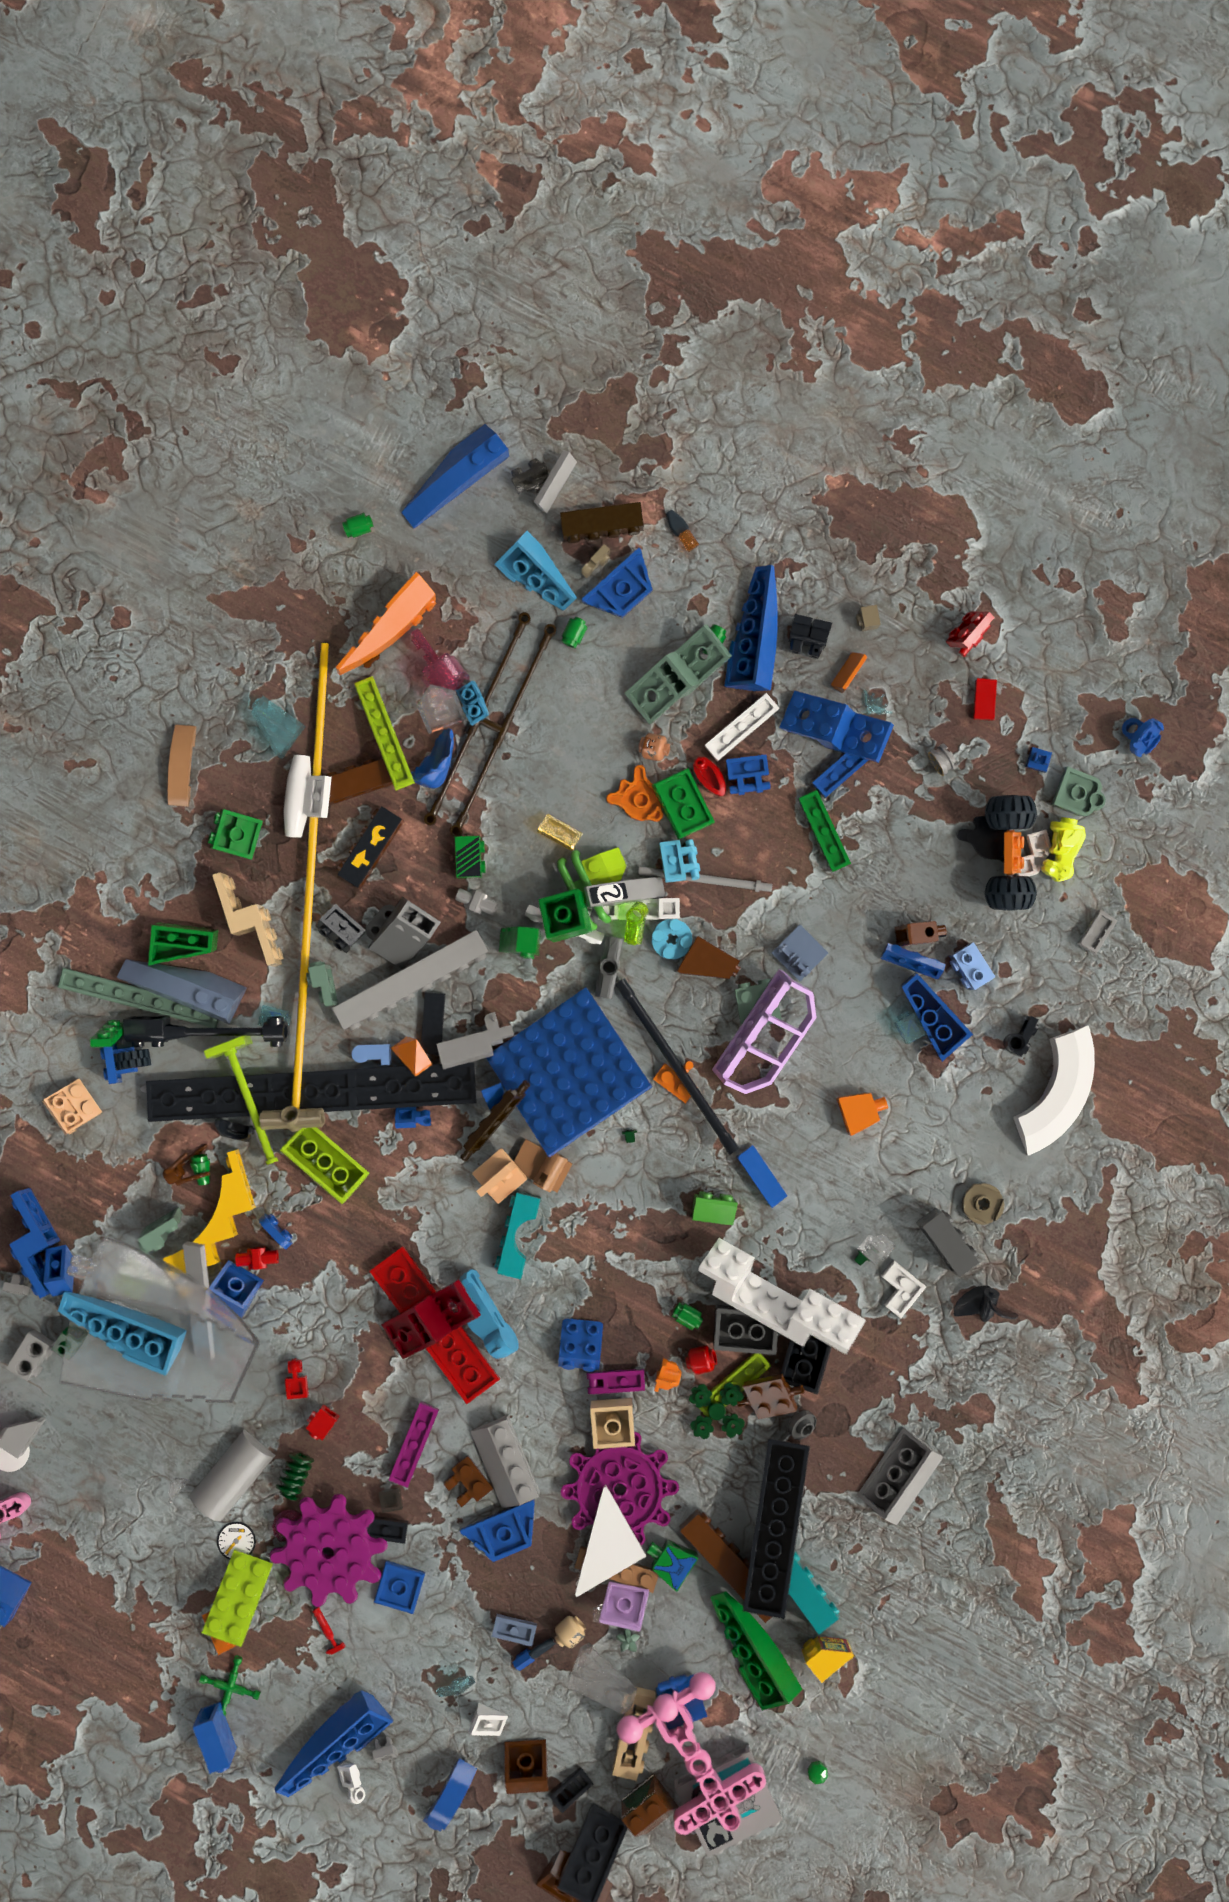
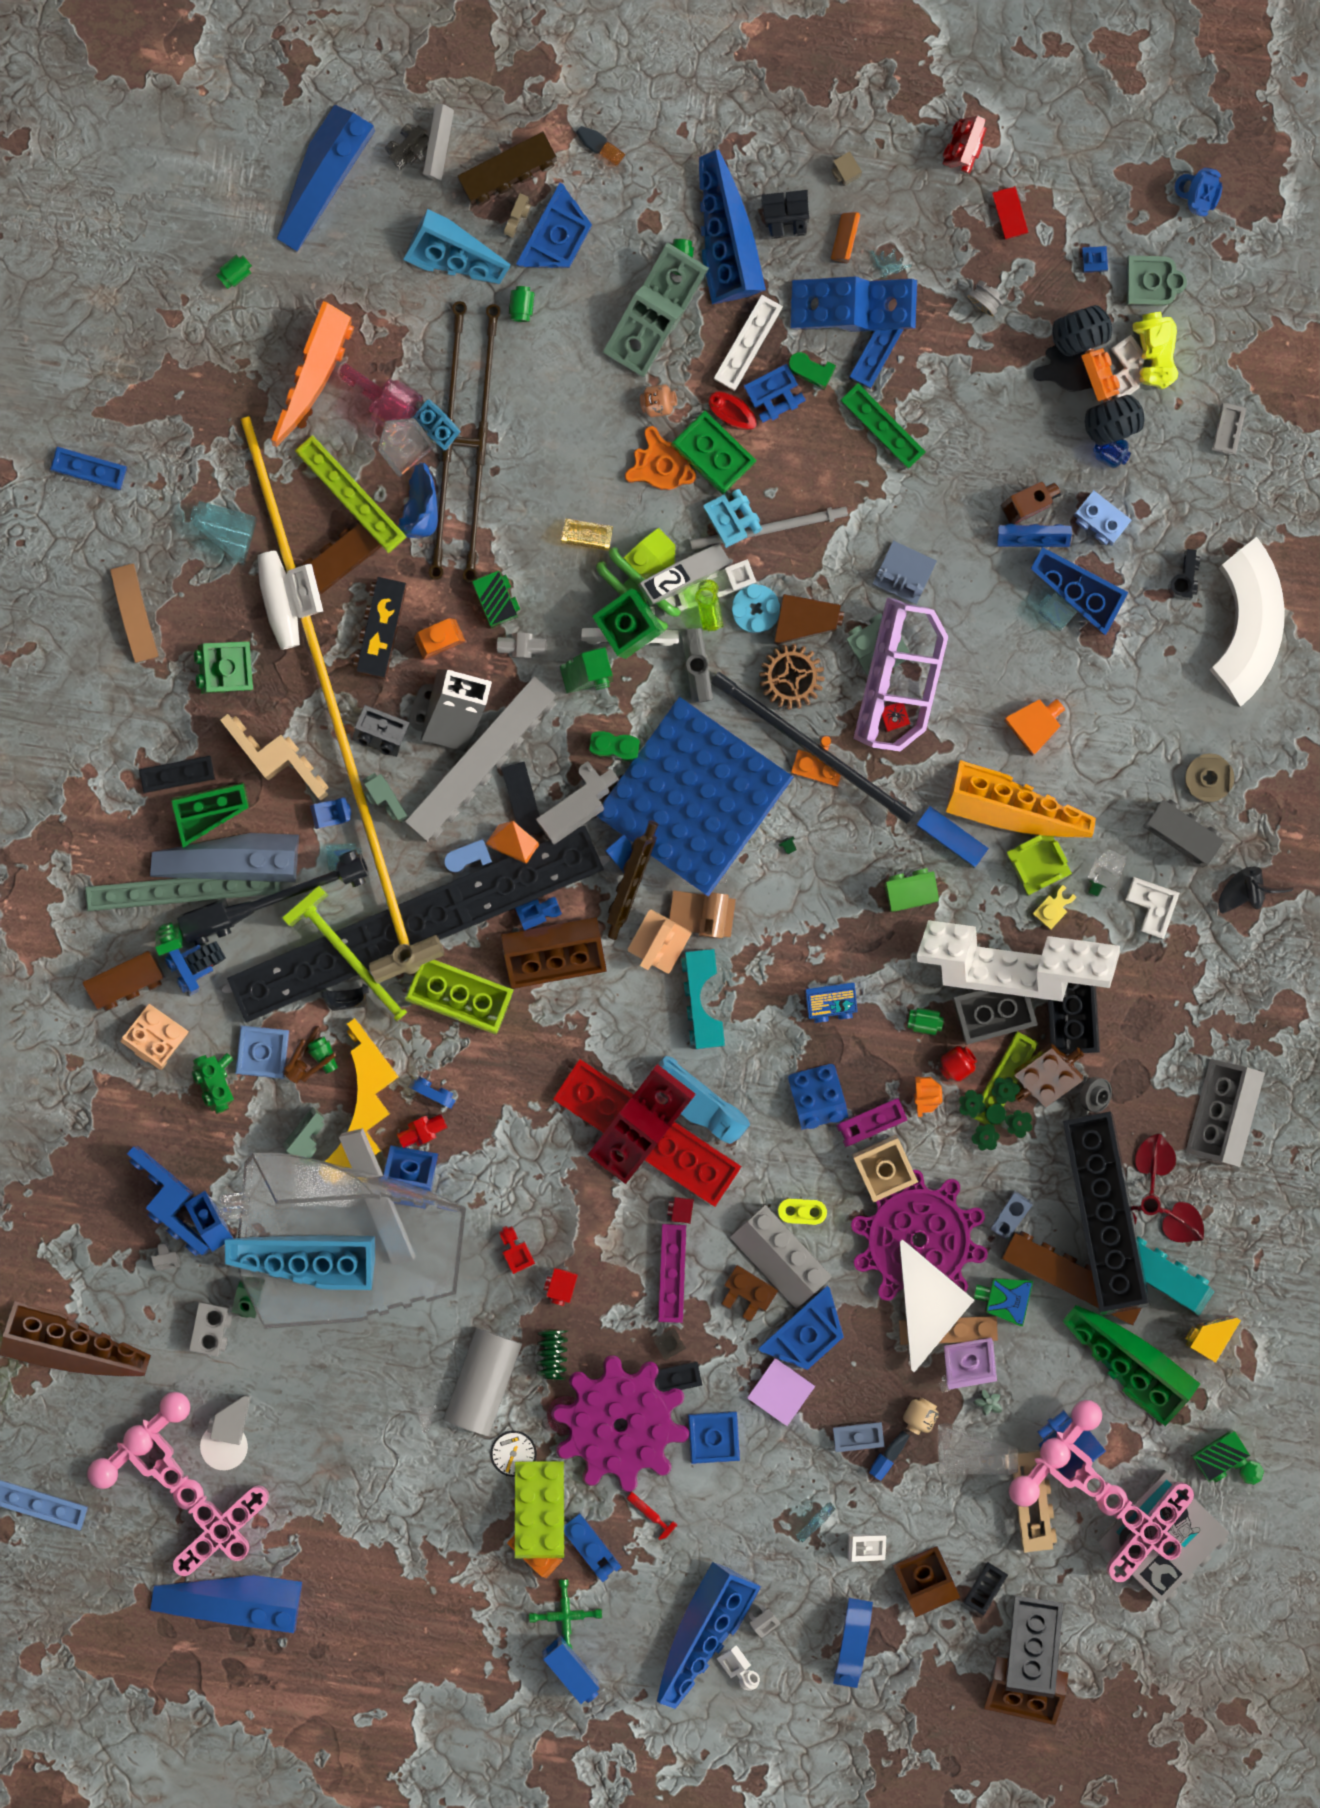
camera: 15 degrees left, 0 degrees up
(63, 1055) = (124, 981): none -> reddish brown slope
(105, 1153) = (212, 1080): none -> green brick
(154, 1148) = (262, 1052): none -> medium blue tile
(168, 904) = (177, 774): none -> black tile
(187, 639) = (88, 468): none -> blue tile
(269, 1639) = (590, 1546): none -> blue plate
(277, 979) = (330, 813): none -> blue bracket
(412, 1154) = (553, 953): none -> reddish brown slope
(413, 872) = (439, 638): none -> orange torso
(439, 1396) = (681, 1209): none -> dark red plate
(466, 1570) = (781, 1392): none -> lavender tile
(525, 1010) = (607, 745): none -> green brick
(533, 1435) = (802, 1211): none -> neon yellow plate
(618, 1273) = (831, 1001): none -> slope
(646, 1806) = (1078, 1575): reddish brown slope -> none
(682, 985) = (806, 673): none -> medium nougat gear
(700, 1496) = (1011, 1215): none -> sand blue leg
(751, 1064) = (895, 716): none -> red tile
(784, 769) = (810, 371): none -> green leg
(798, 1752) = (1221, 1456): none -> brick
(812, 1165) = (1001, 803): none -> light orange wedge
(820, 1263) = (1052, 909): none -> light yellow plate
(823, 1222) = (1039, 863): none -> lime panel
(836, 1550) = (1184, 1221): none -> dark red plant
(998, 918) = (1113, 453): none -> clear blue head

